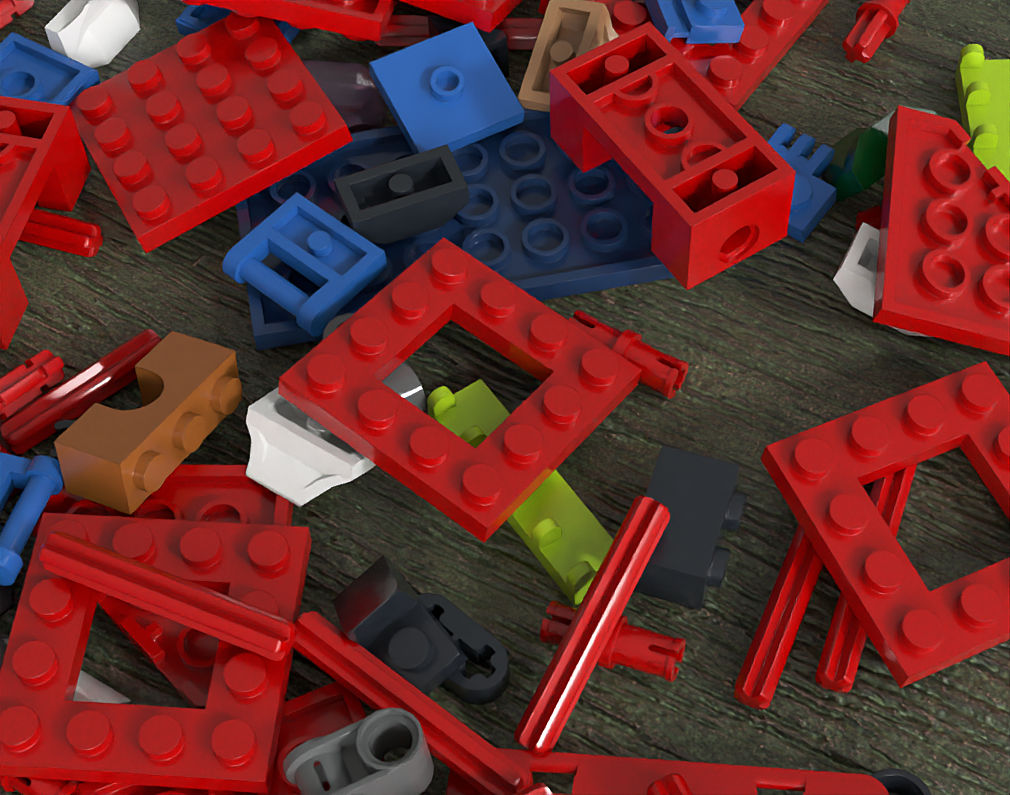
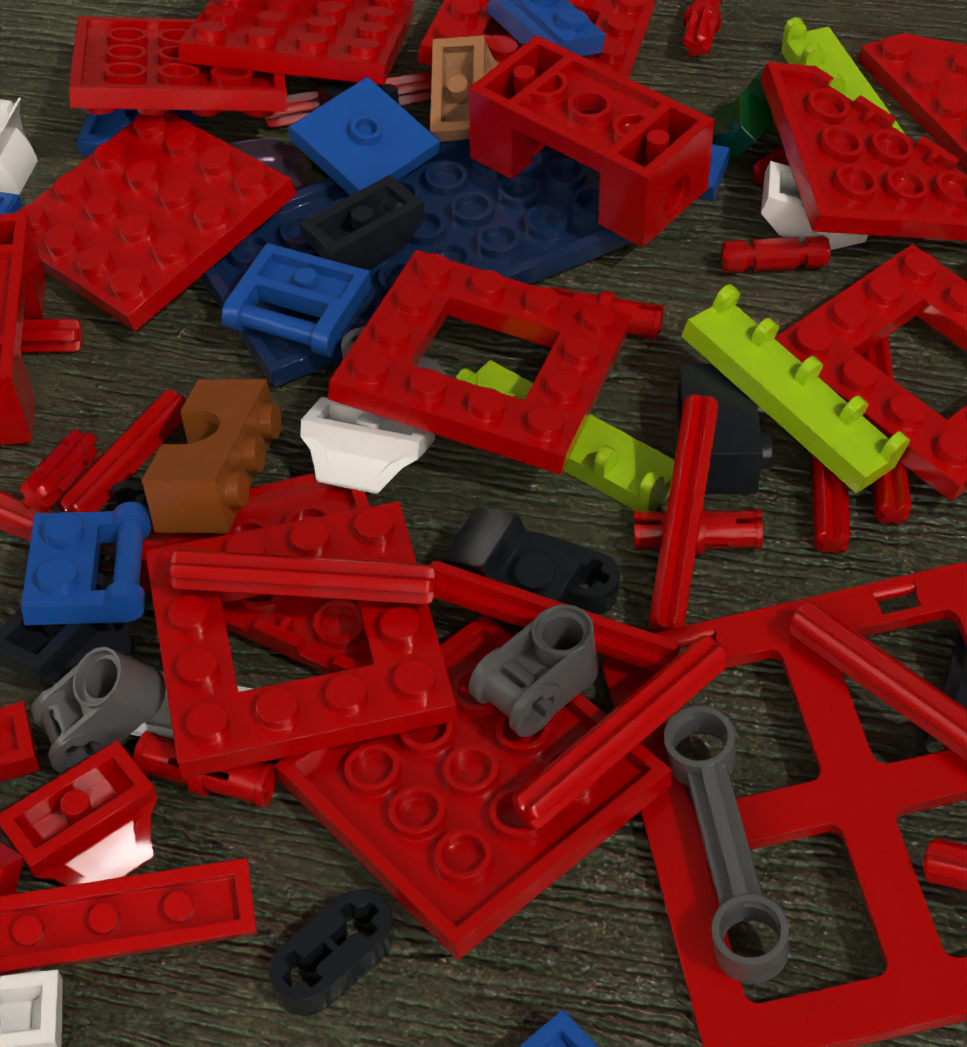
camera: 20 degrees left, 5 degrees down
(766, 516) = (793, 392): none -> lime hinge
(835, 328) = (775, 254): none -> red axle

